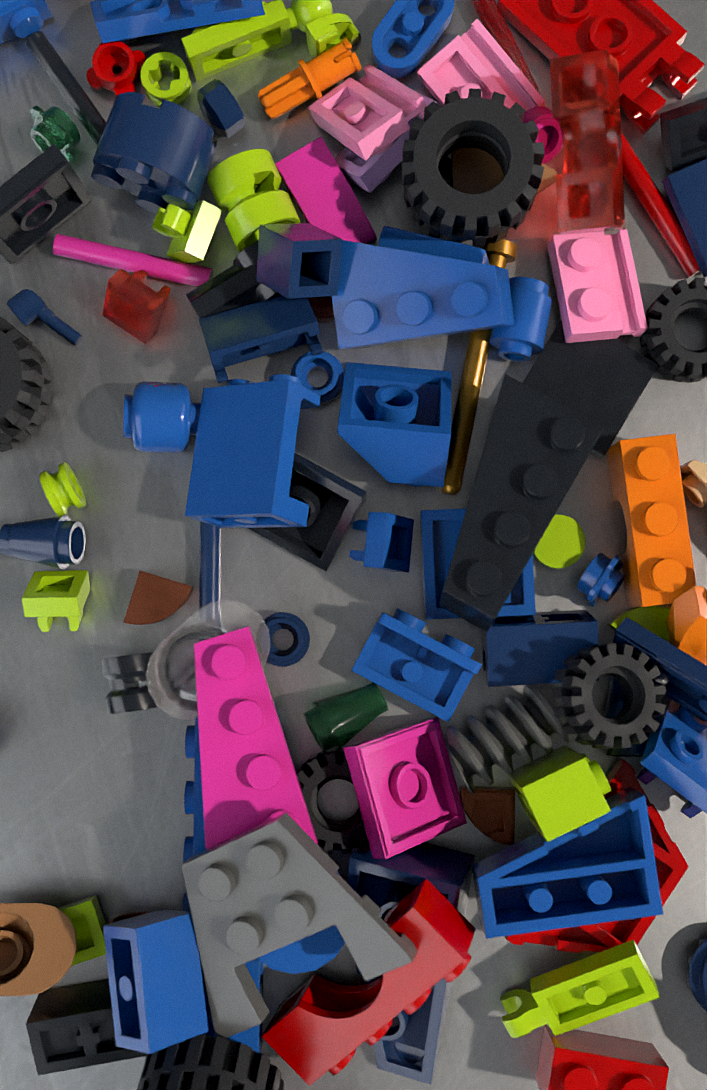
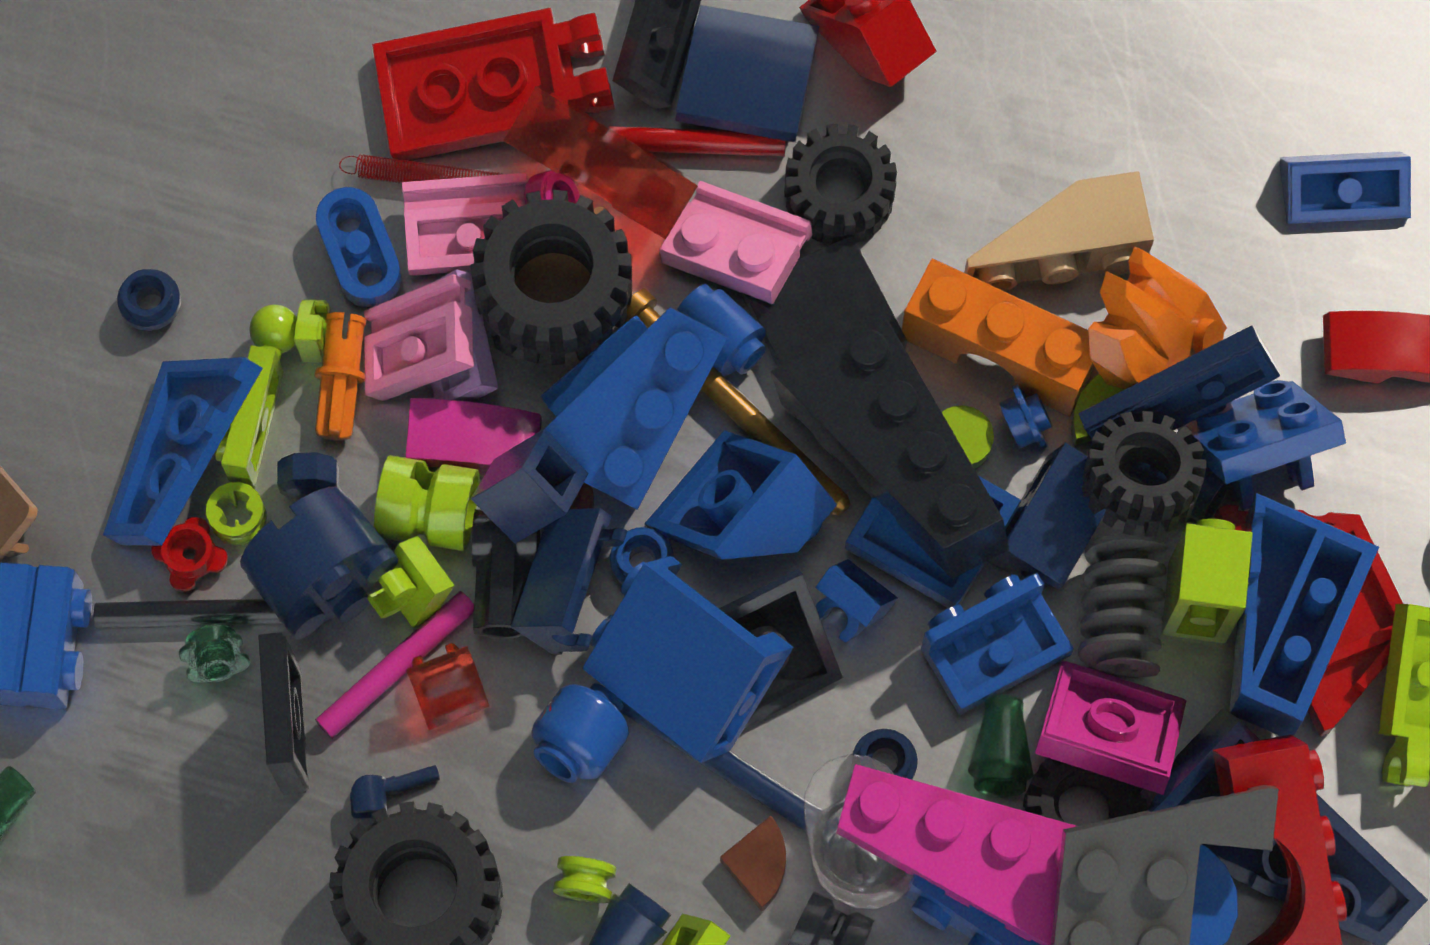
camera: 60 degrees left, 15 degrees down
(491, 811) = (1191, 670): copper tile -> none

